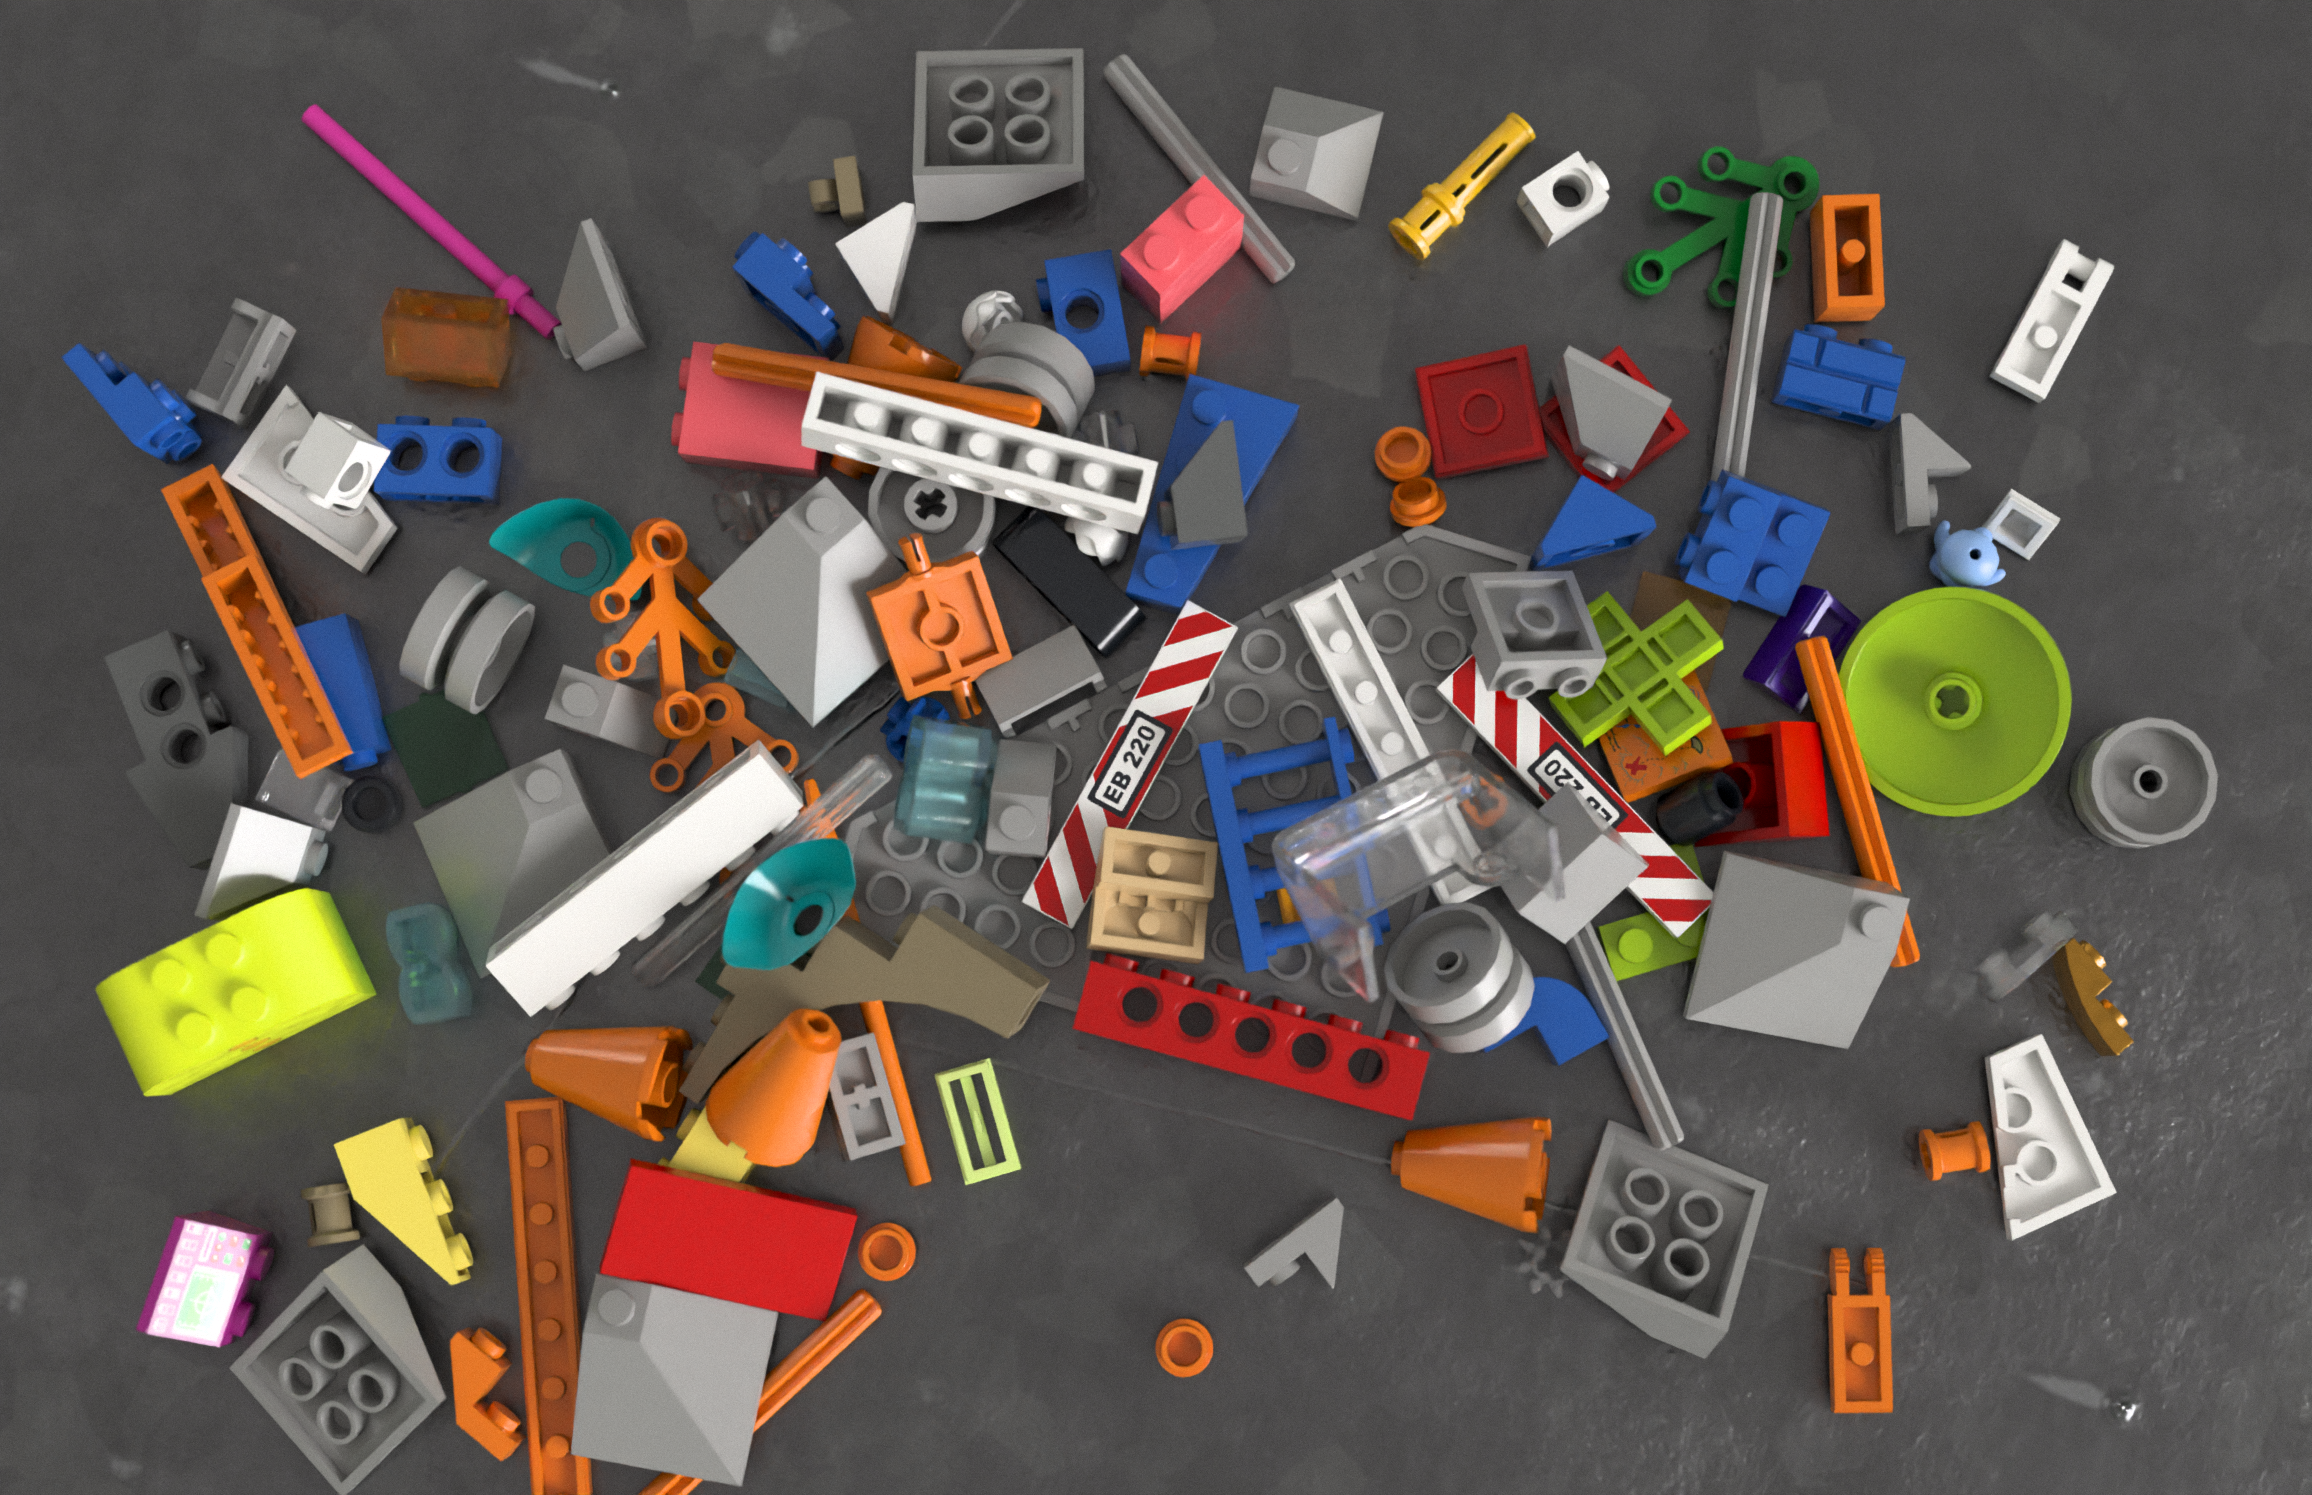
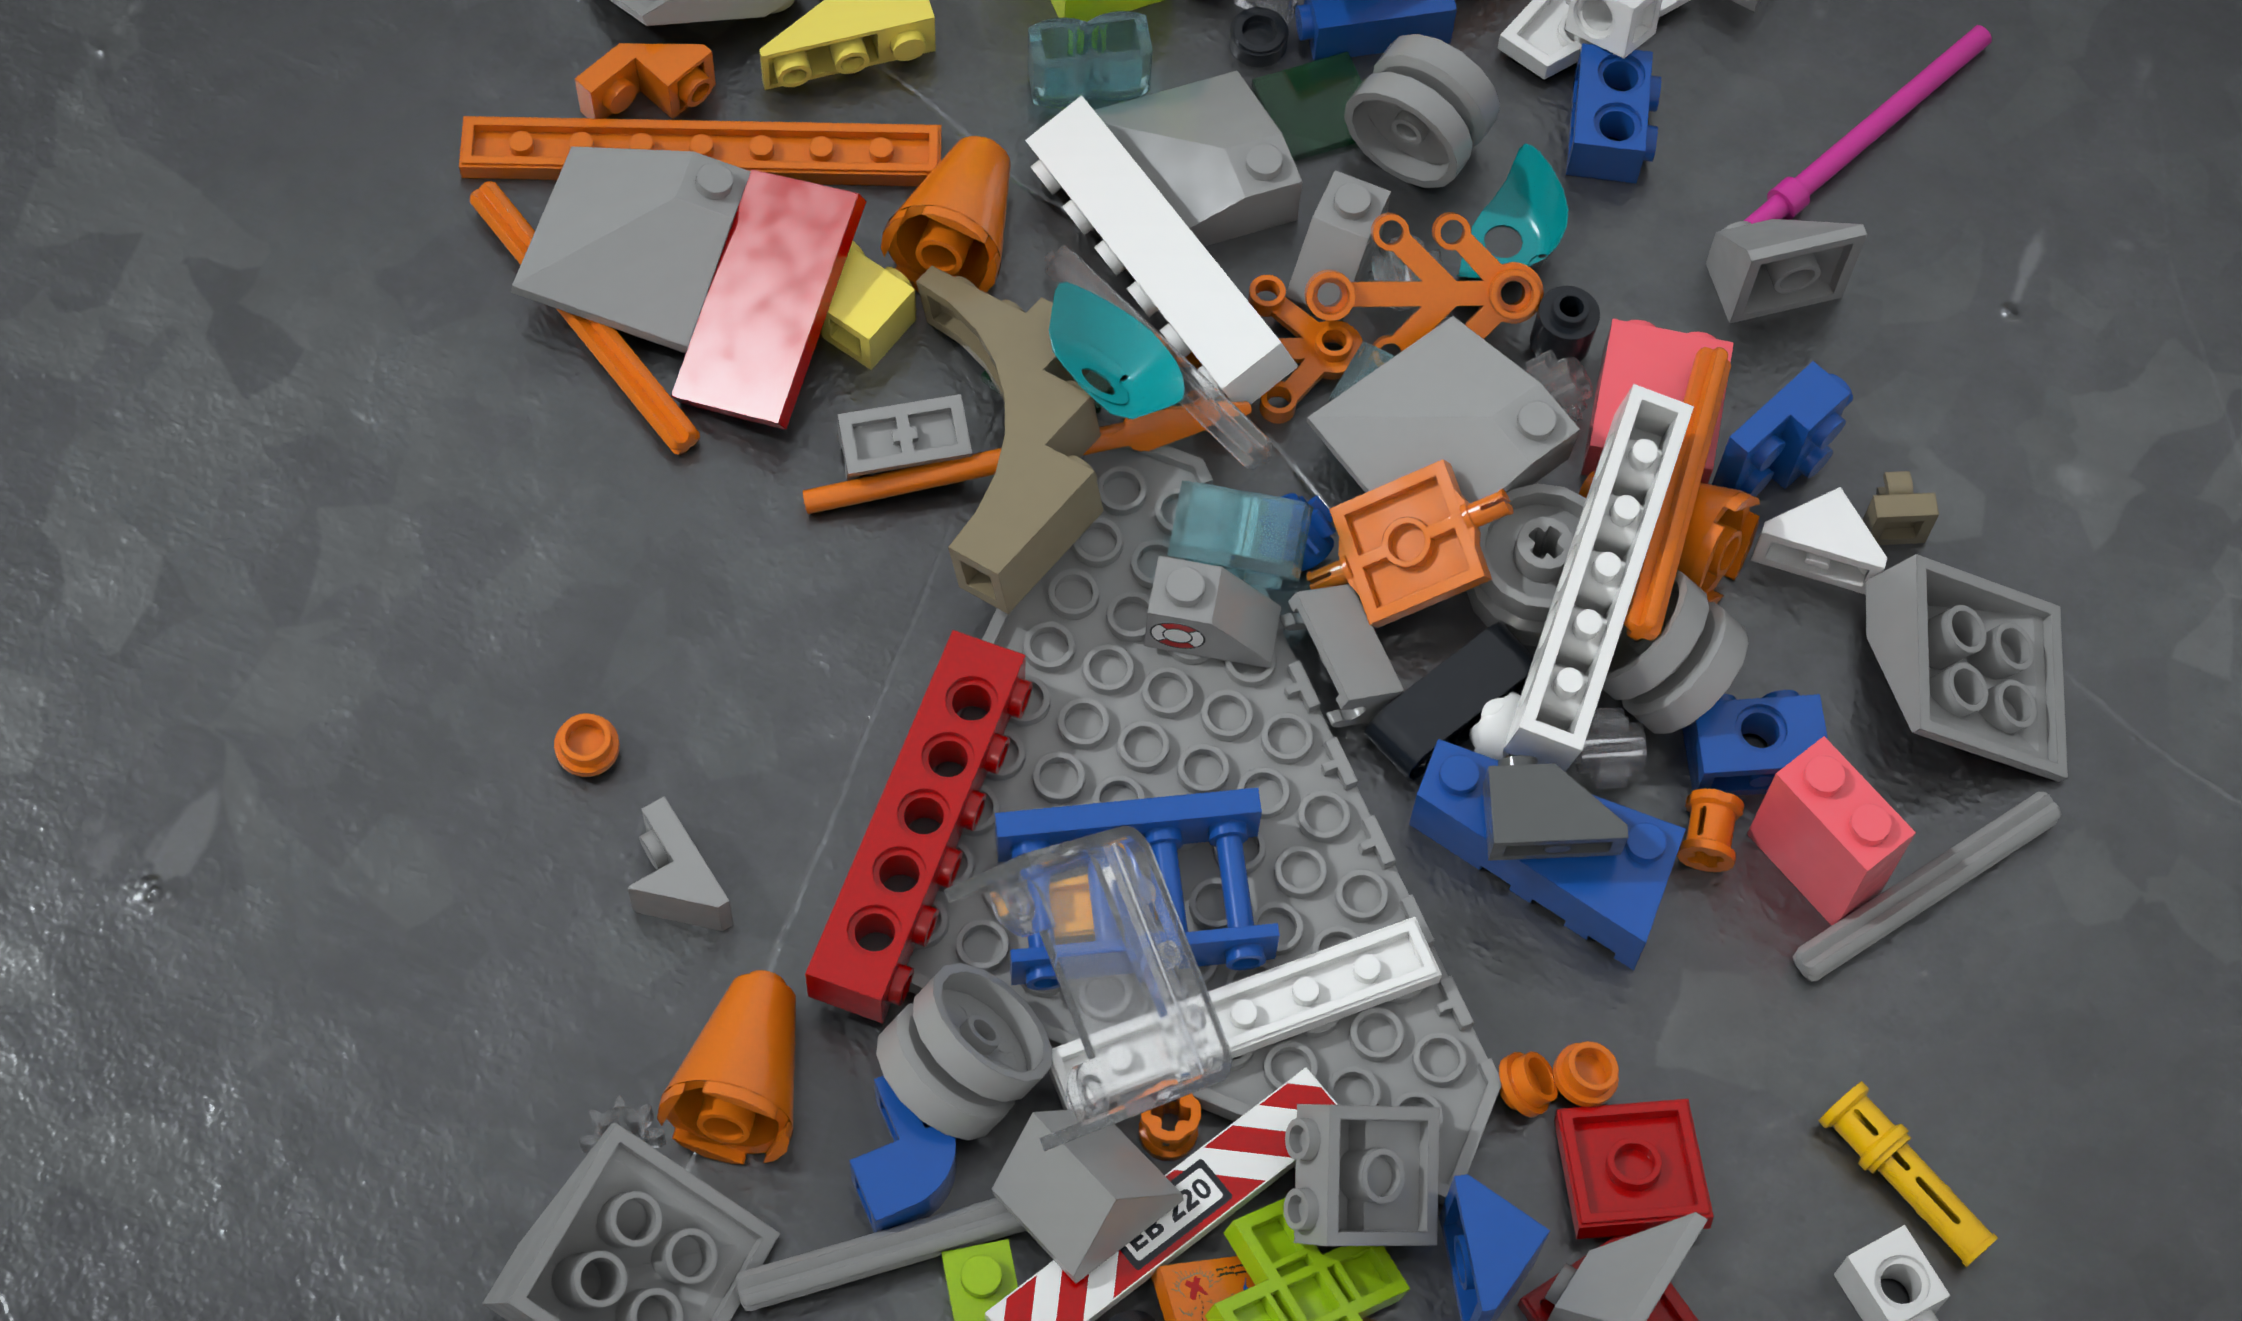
camera: 90 degrees right, 20 degrees down
(446, 337) = (1743, 124): clear orange brick -> none
(694, 510) = (1565, 323): none -> black brick
(777, 1090) = (916, 347): orange cone -> none
(886, 1251) = (736, 461): orange plate -> none
(964, 1074) = (869, 584): yellowish green tile -> none
(986, 313) = (1768, 650): white plate -> none
(1130, 761) = (1244, 736): tile -> none
(1152, 895) = (1091, 736): tan slope -> none
(1315, 153) = (1948, 1009): light grey slope -> none

